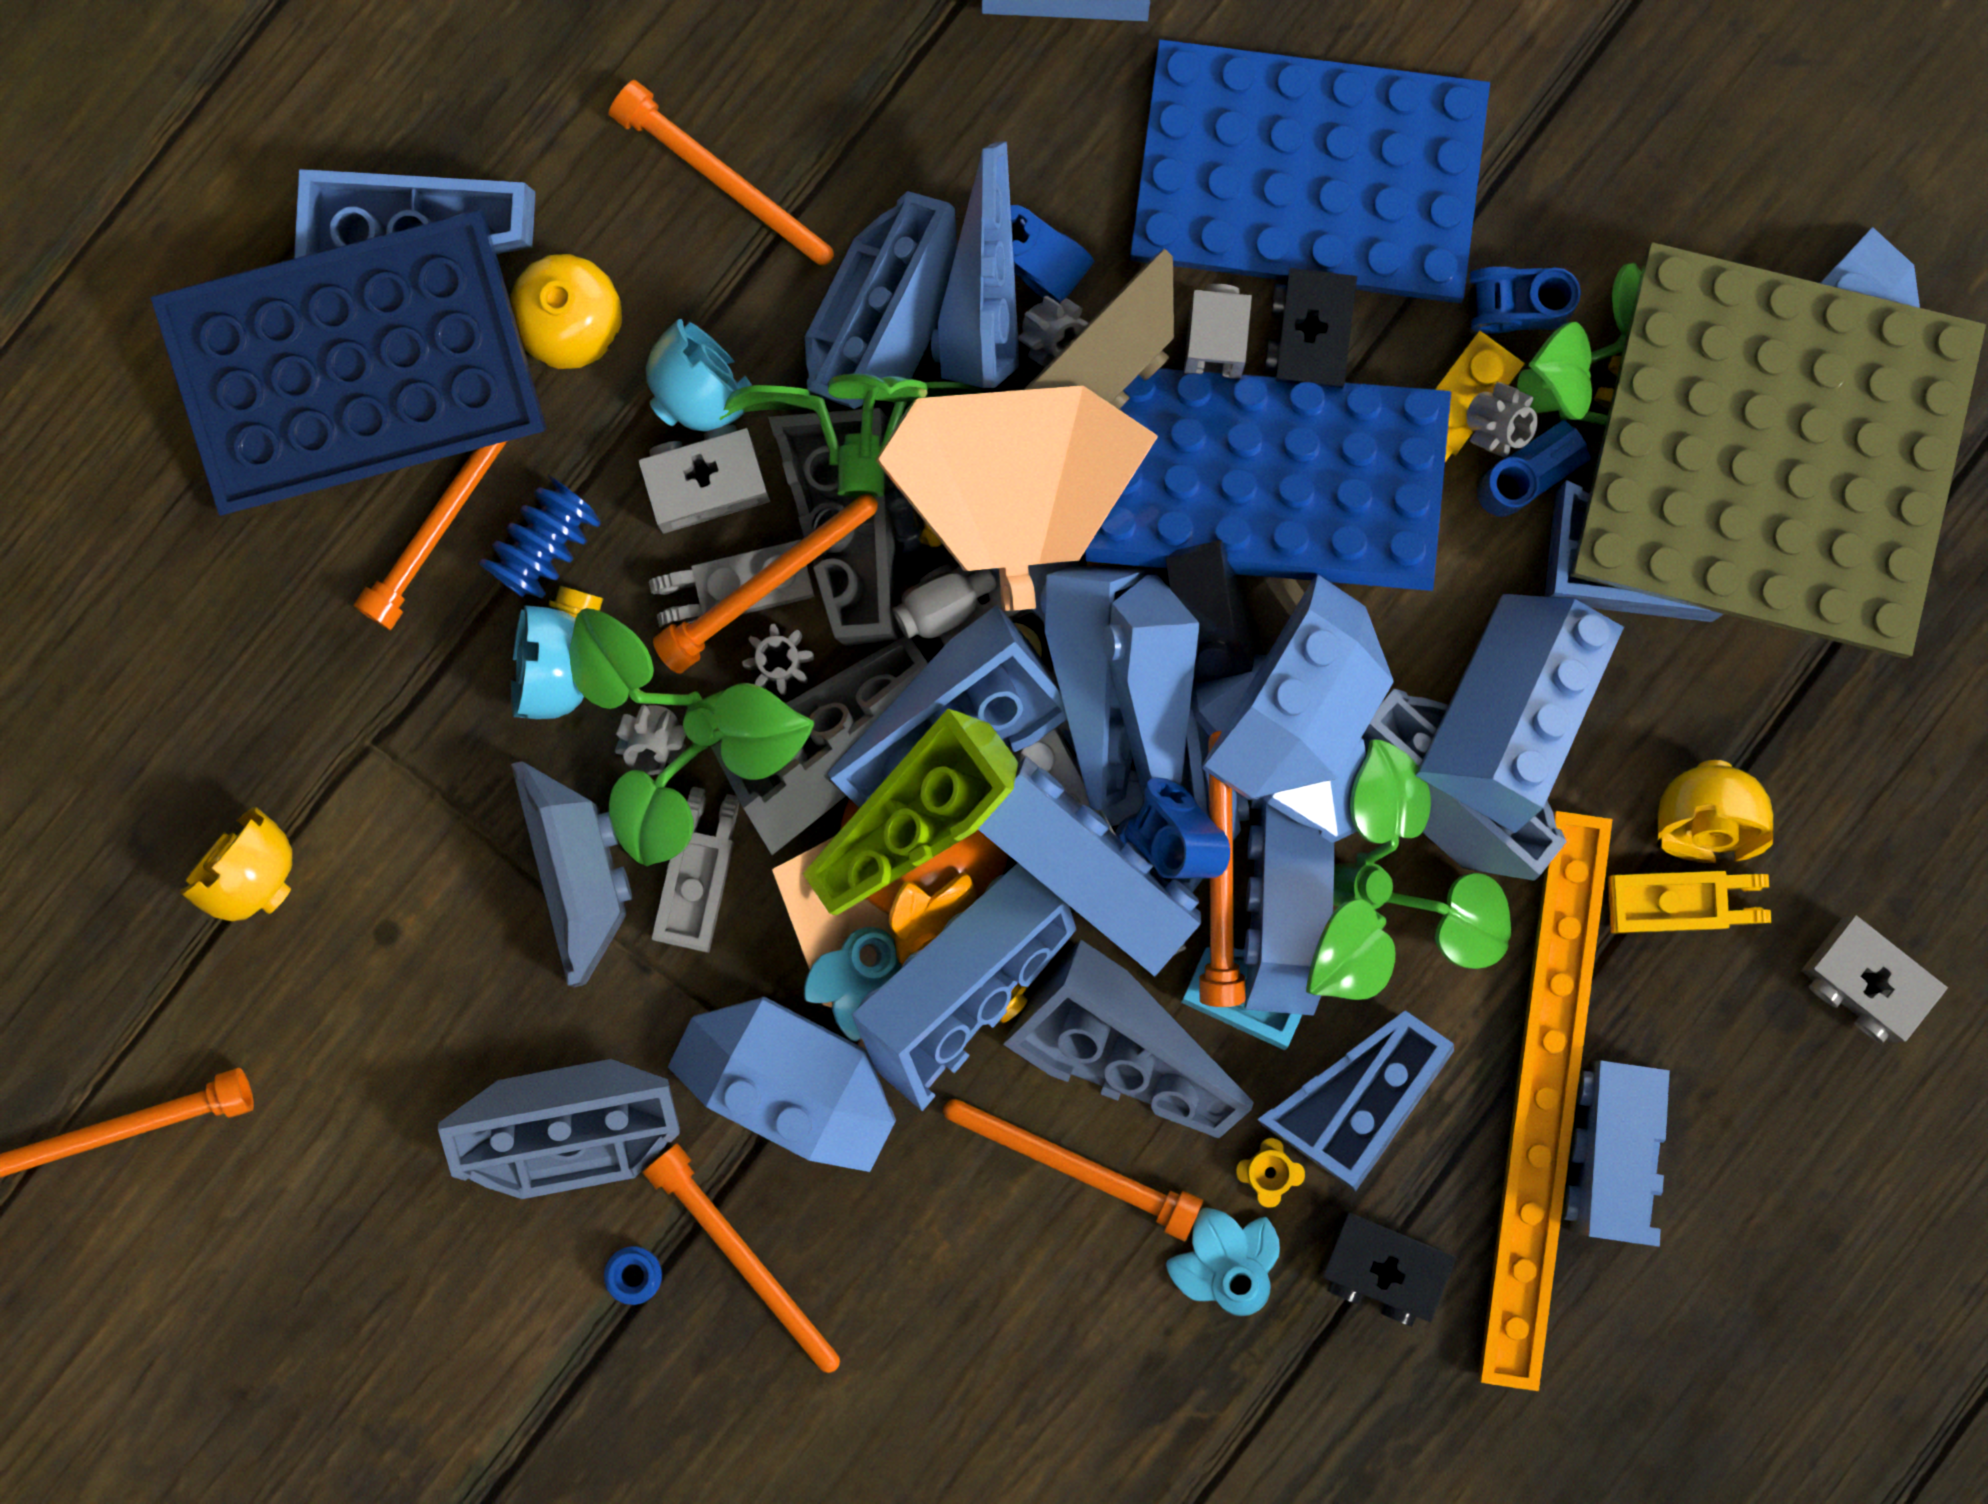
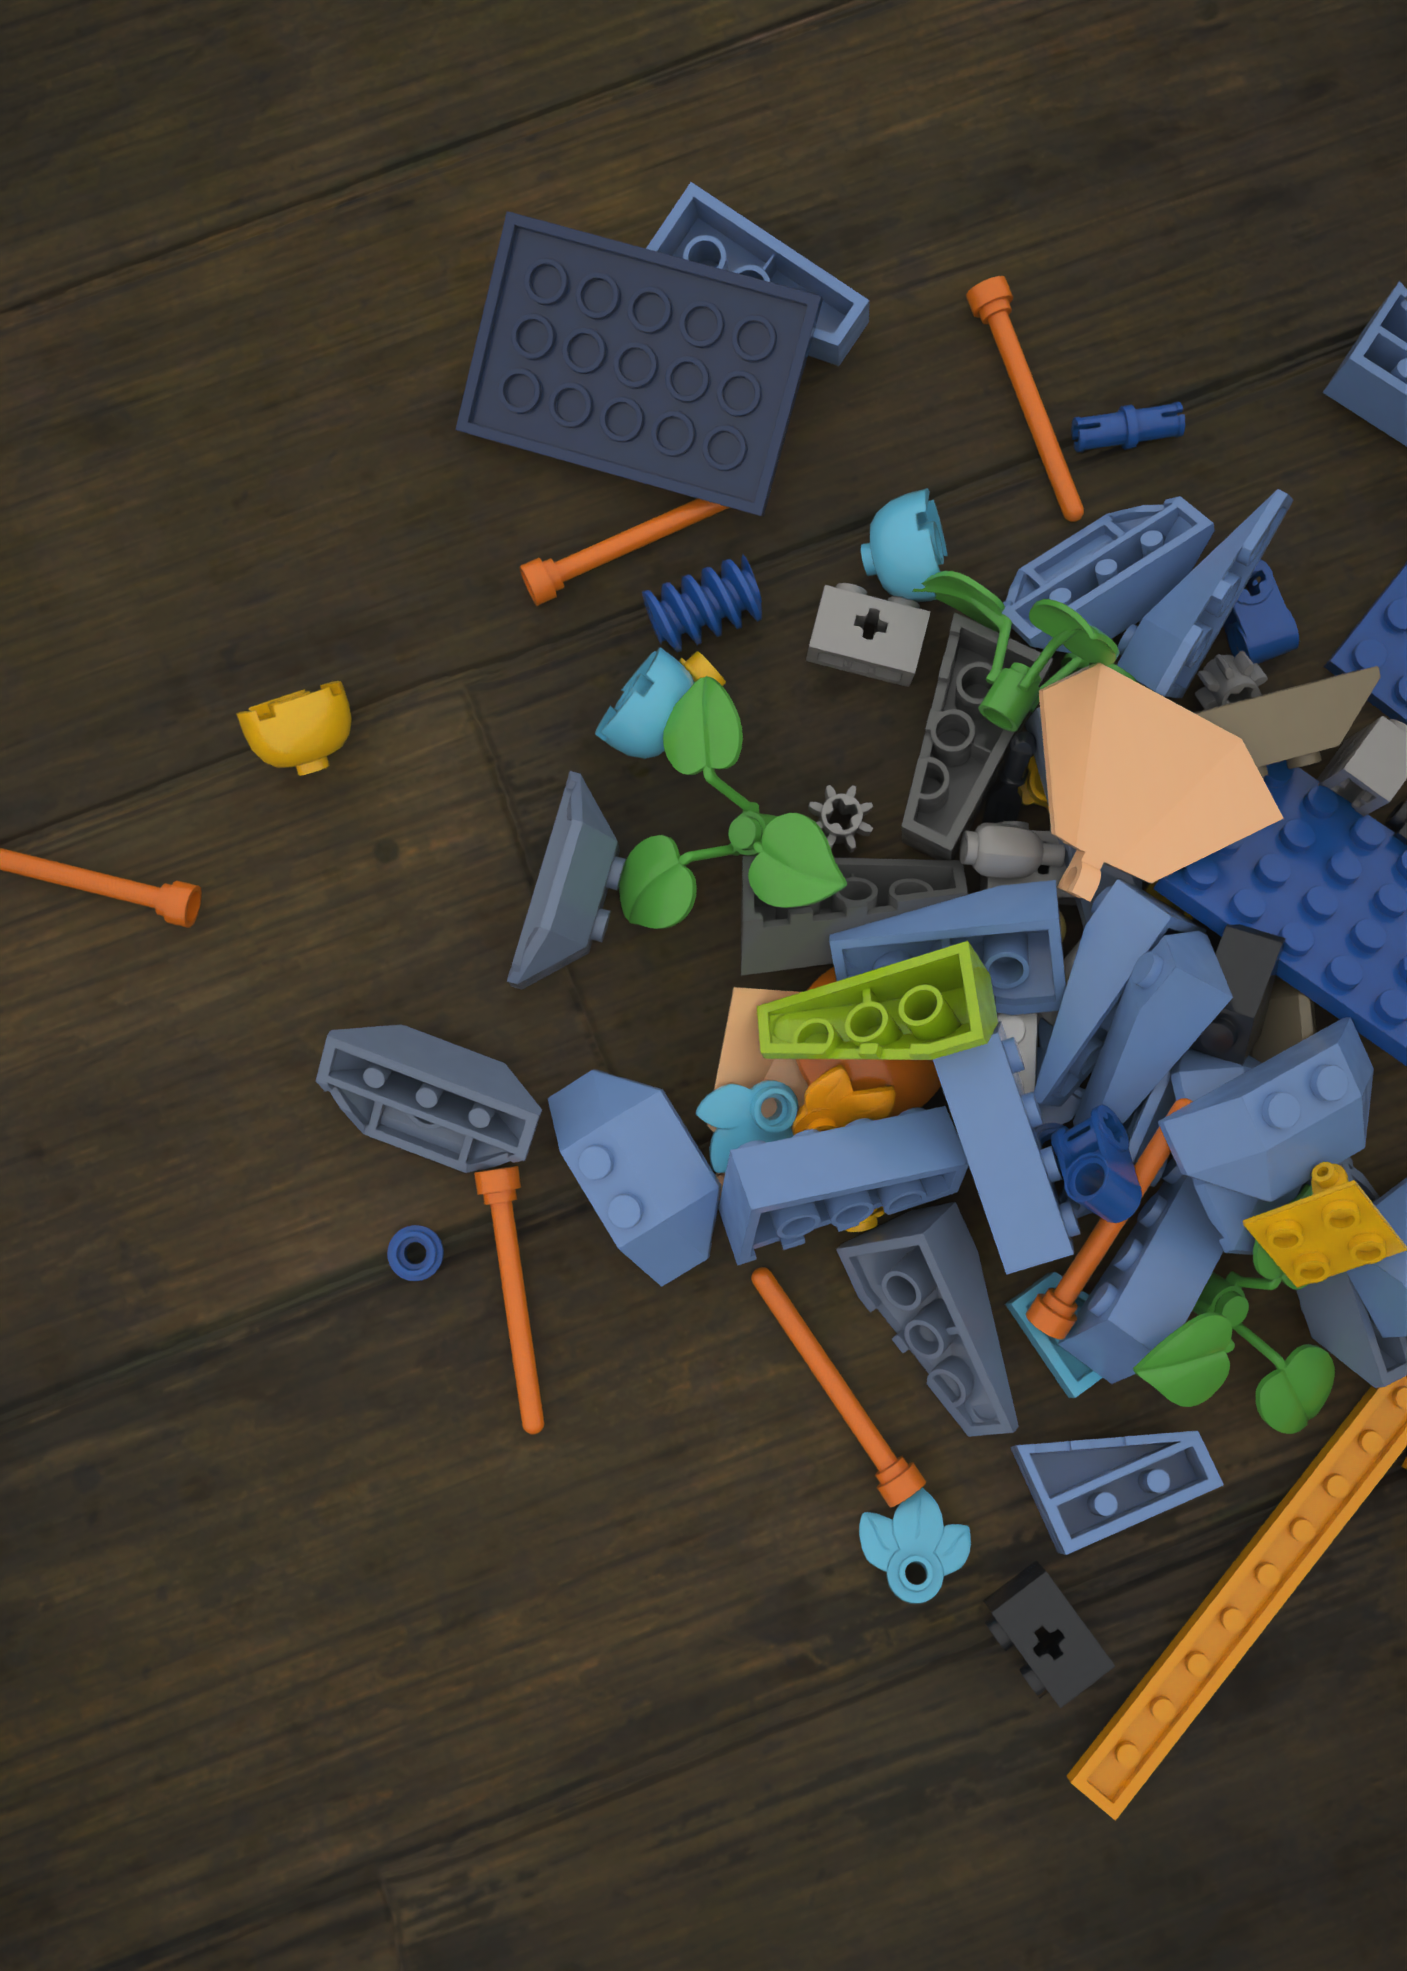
camera: 25 degrees right, 0 degrees up
(565, 311) = (836, 432): yellow cylinder -> none
(650, 739) = (696, 820): light grey gear -> none
(681, 644) = (769, 758): orange piece -> none
(697, 880) = (664, 959): light grey hinge -> none
(723, 576) = (842, 738): light grey hinge -> none
(826, 149) = (1128, 427): none -> blue pin
(1270, 1189) = (1006, 1504): yellow plate -> none
(1400, 773) = (1325, 1231): none -> yellow hinge
(1618, 1152) = (1302, 1662): medium blue wedge -> none

